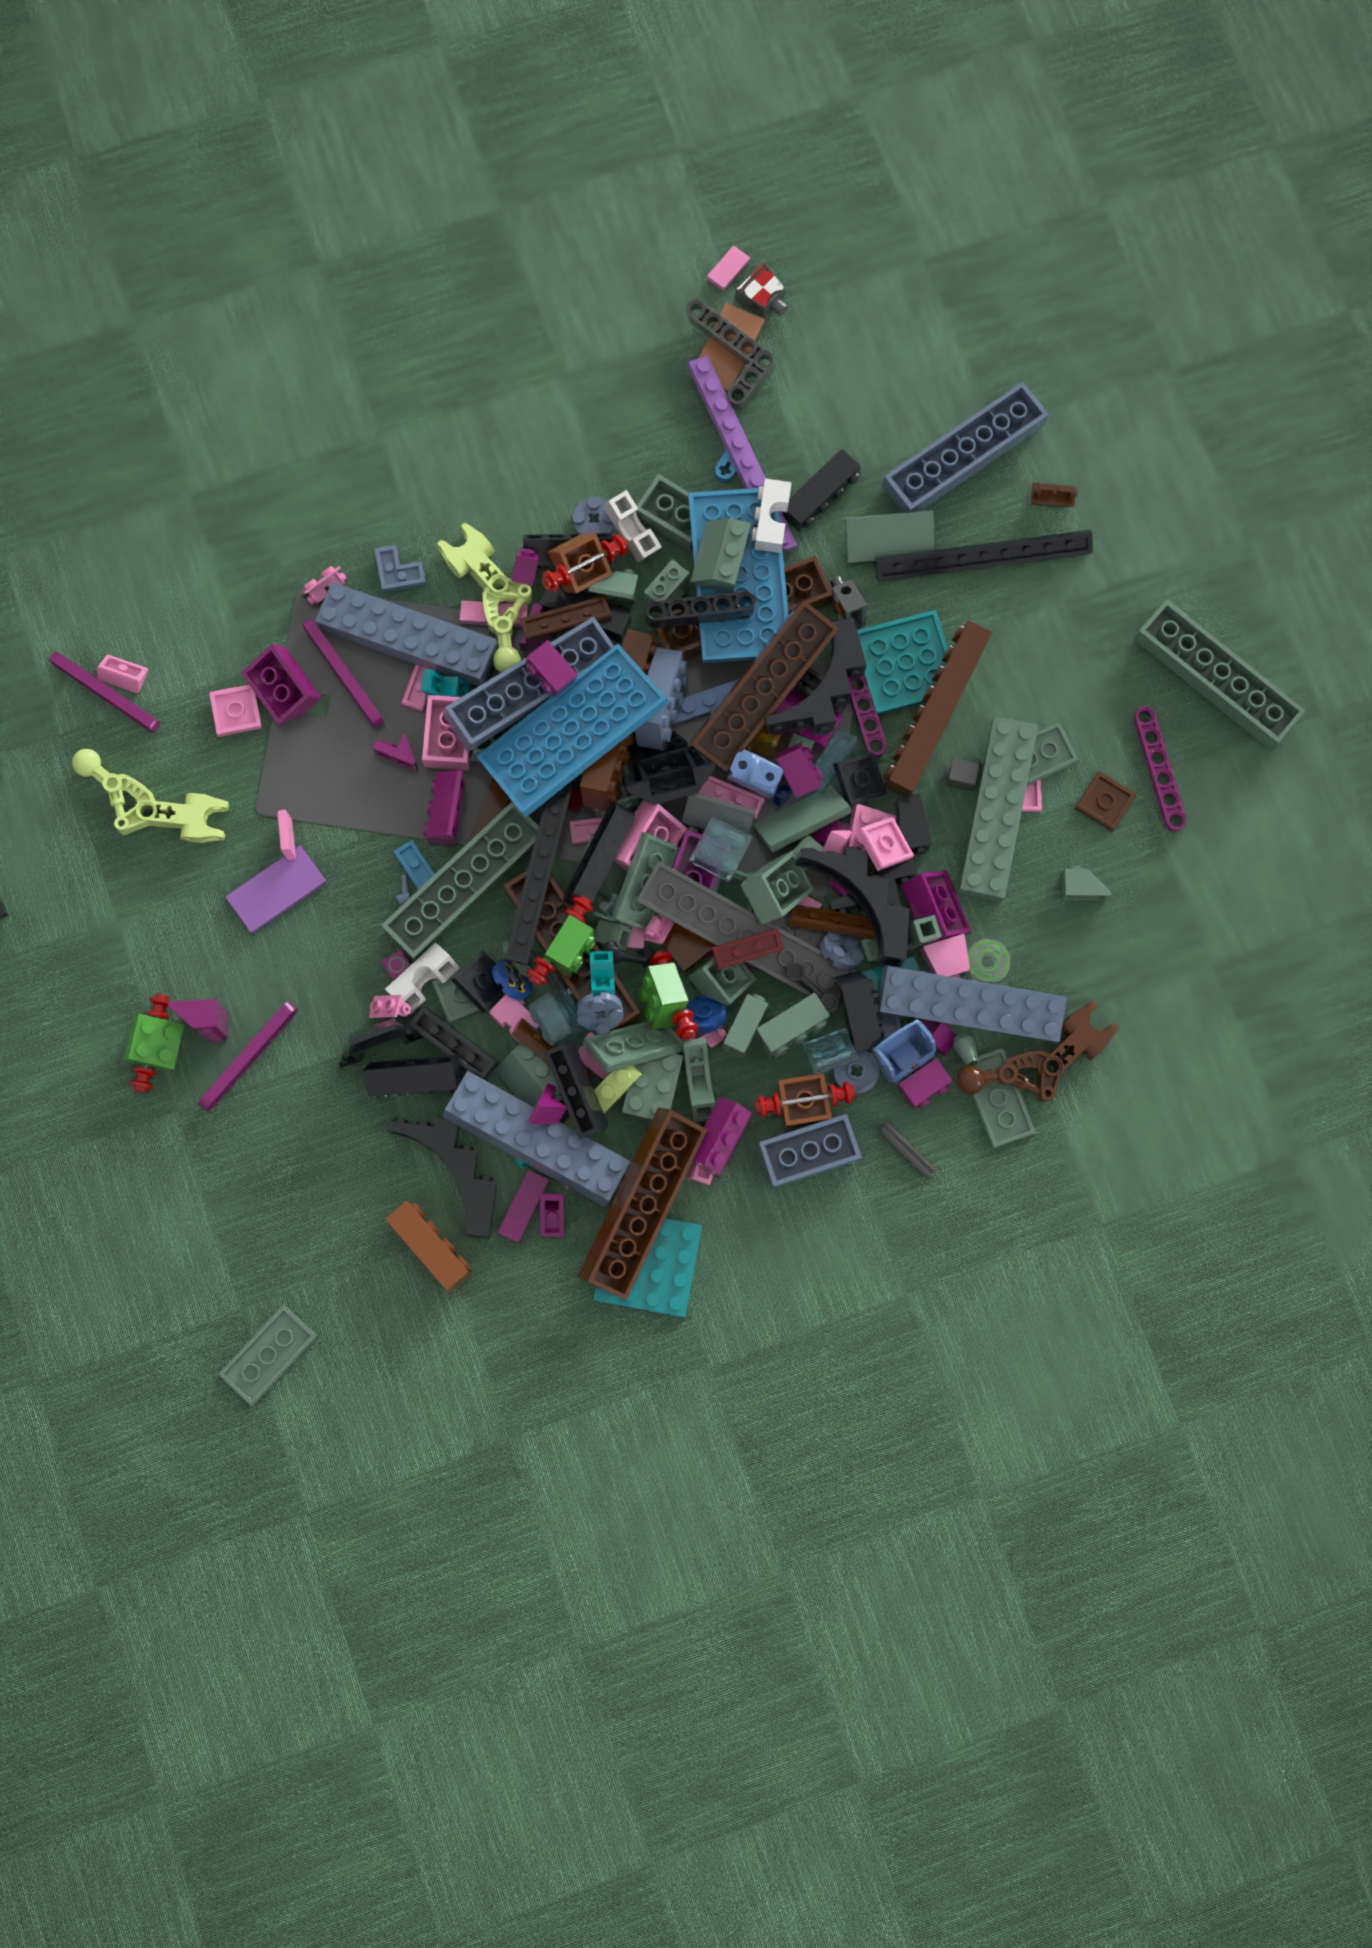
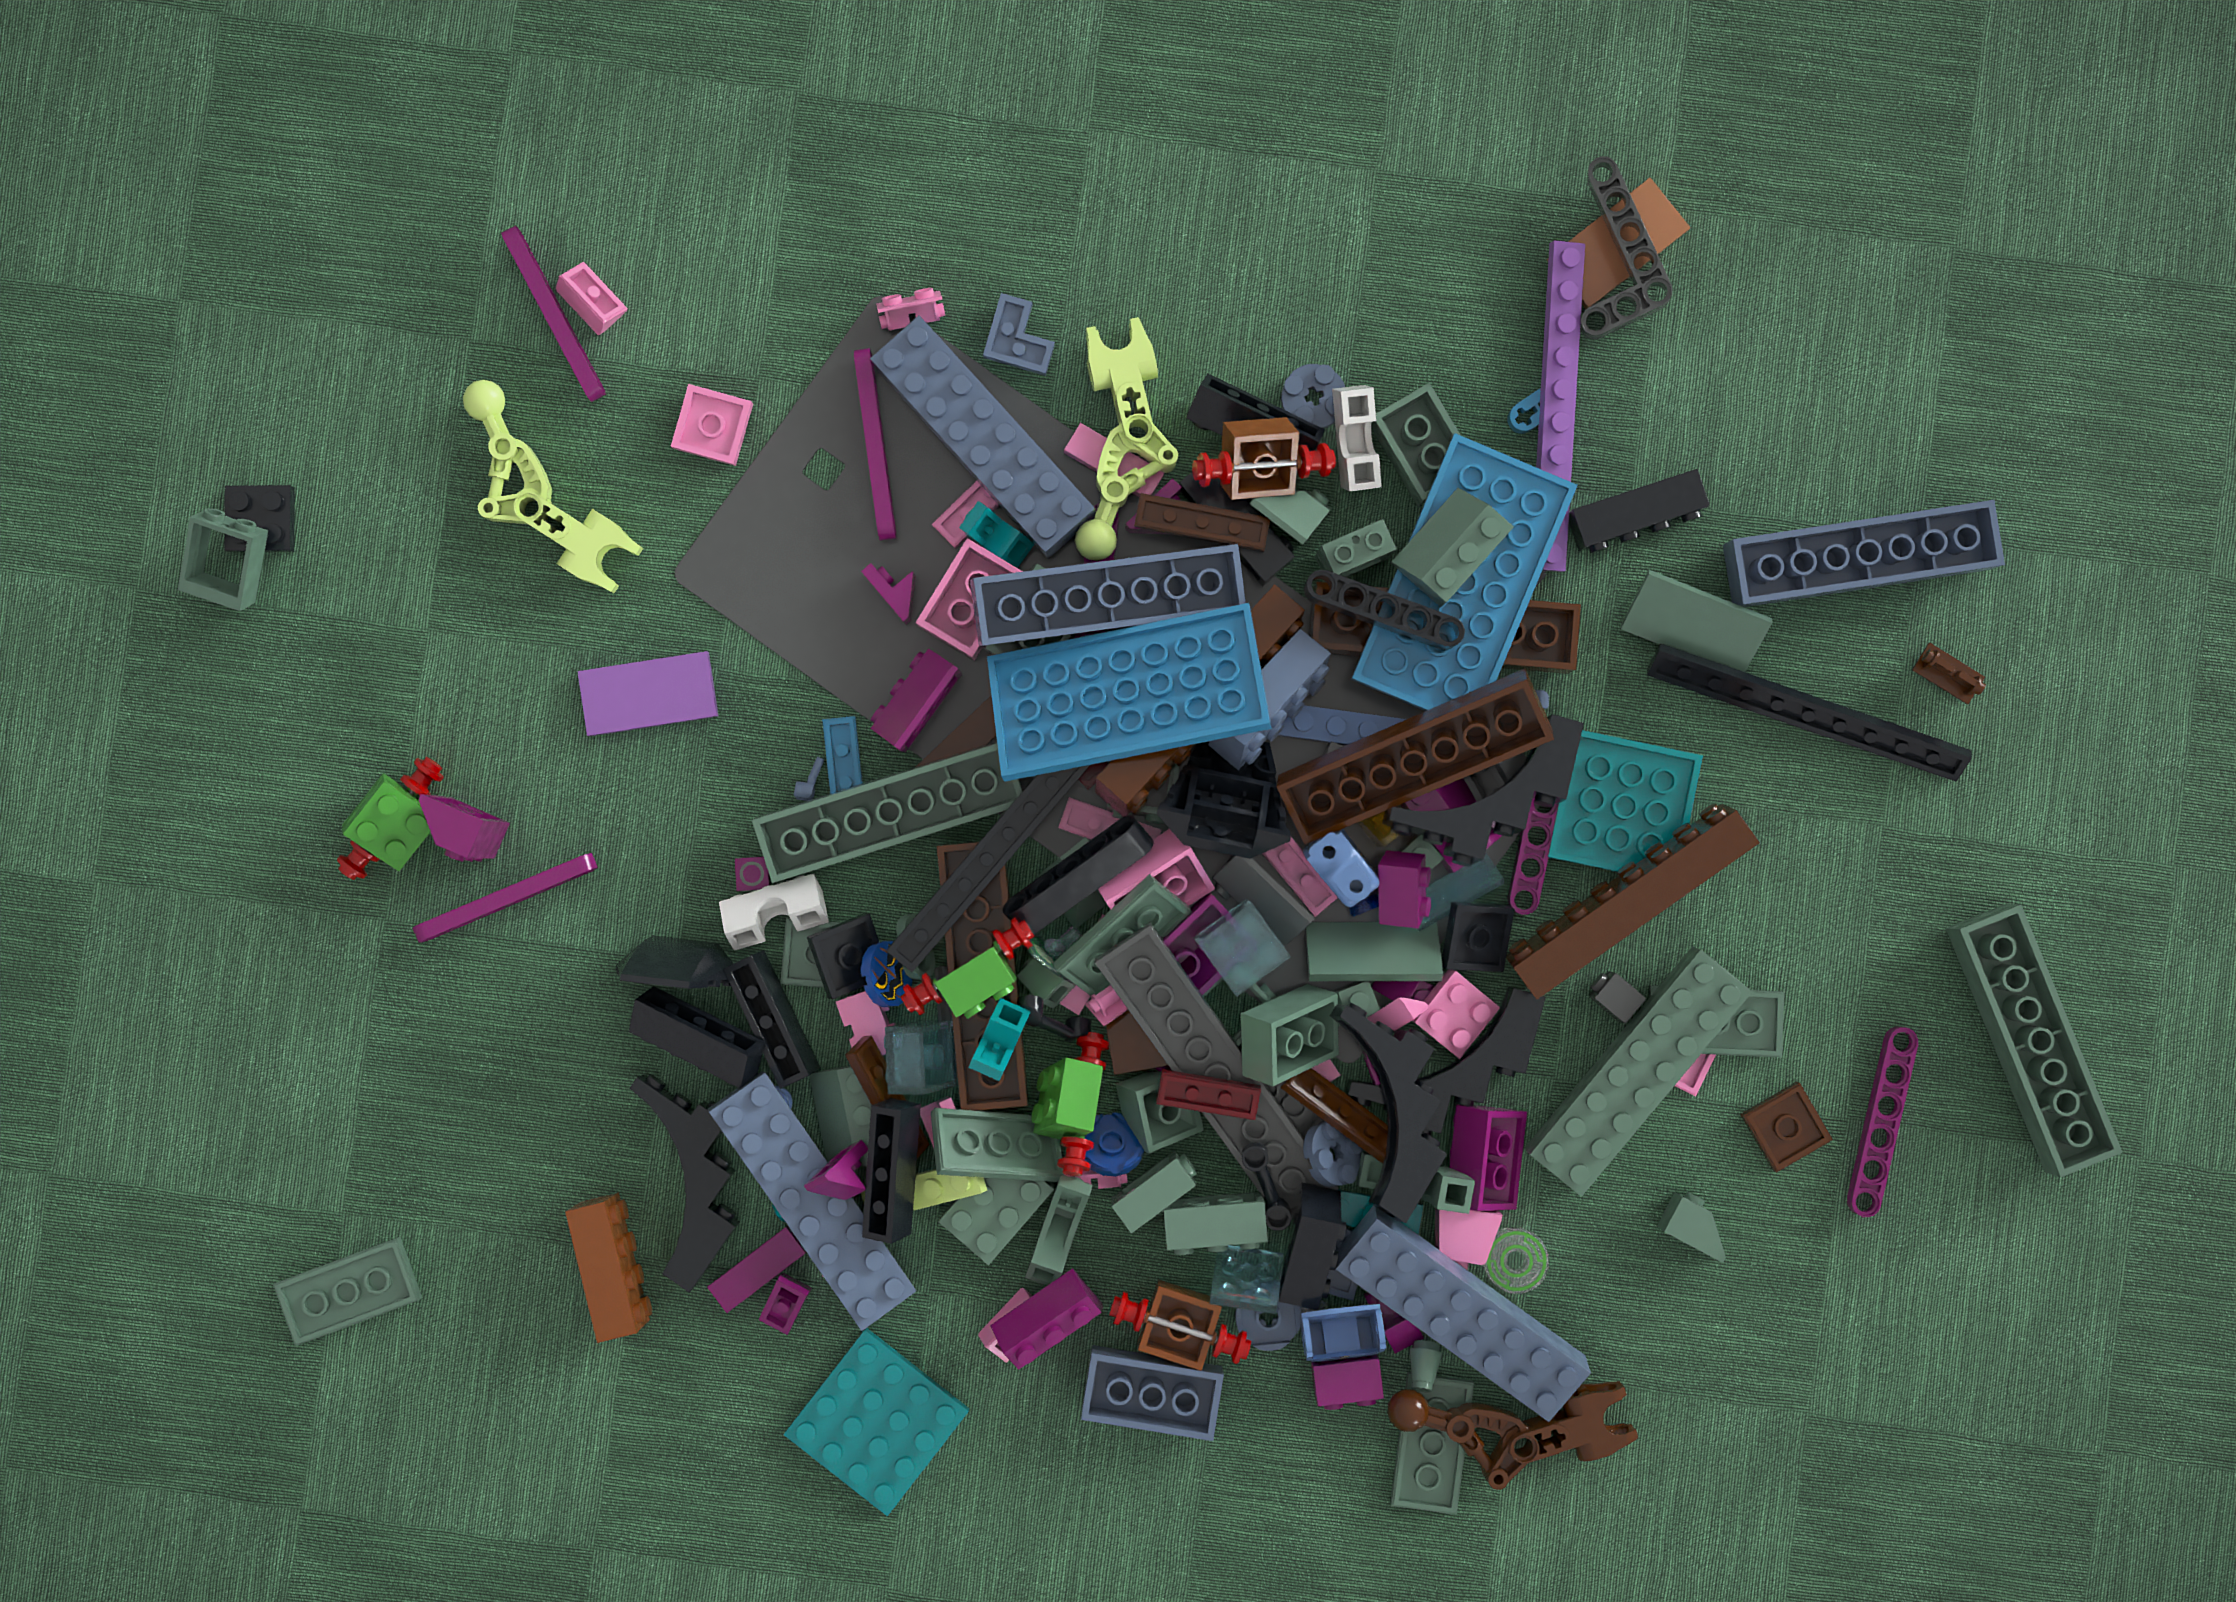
camera: 30 degrees right, 10 degrees up
(281, 684) = (786, 421): magenta slope -> none
(286, 835) = (693, 630): bright pink tile -> none
(388, 1007) = (709, 931): bright pink hinge -> none
(525, 567) = (1184, 423): magenta brick -> none
(550, 669) = (1139, 596): magenta brick -> none
(603, 1021) = (971, 1089): sand blue plate -> none
(642, 1203) = (900, 1358): reddish brown brick -> none
(728, 268) = (1680, 128): bright pink tile -> none
(762, 292) = (1707, 188): torso -> none
(774, 498) = (1565, 500): white arch -> none
(848, 601) = (1590, 688): dark grey torso -> none
(885, 843) = (1462, 1048): bright pink tile -> none
(907, 1150) = (1280, 1450): dark grey axle -> none

